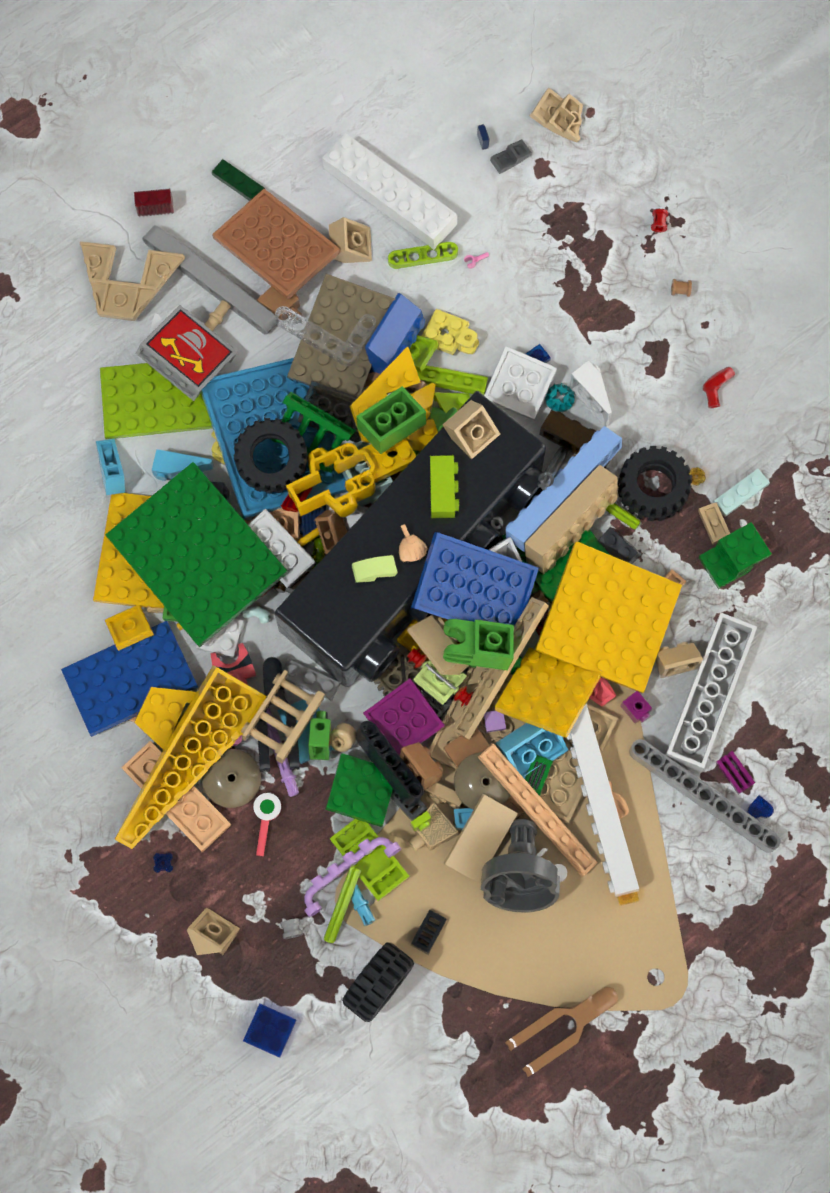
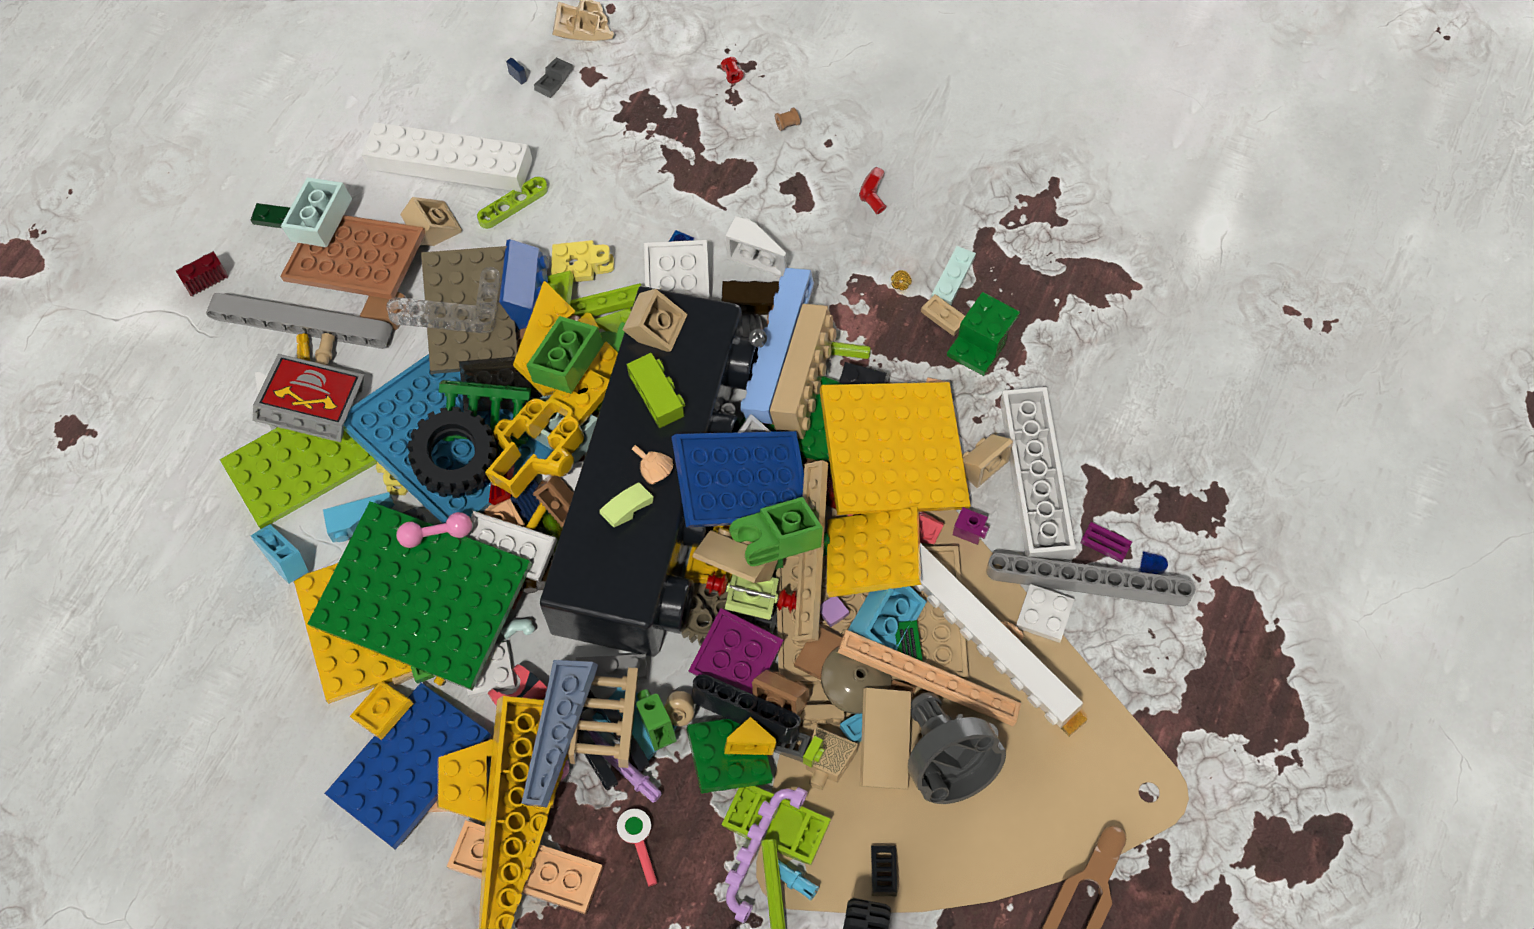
camera: 25 degrees left, 10 degrees down
(126, 299) = (214, 379): tan wing -> none
(202, 305) = (303, 349): none -> yellow axle
(244, 786) = (583, 832): dark tan dish -> none
(247, 515) = (411, 534): none -> bright pink piece
(250, 702) = (561, 711): none -> sand blue wing
(263, 194) = (316, 212): none -> light aqua brick
(380, 788) = (750, 739): none -> yellow slope
(475, 259) = (563, 183): bright pink hand -> none
(556, 404) = (732, 273): teal gear -> none
(655, 803) = (1045, 613): none -> white plate
(660, 461) = (871, 281): black tyre -> none

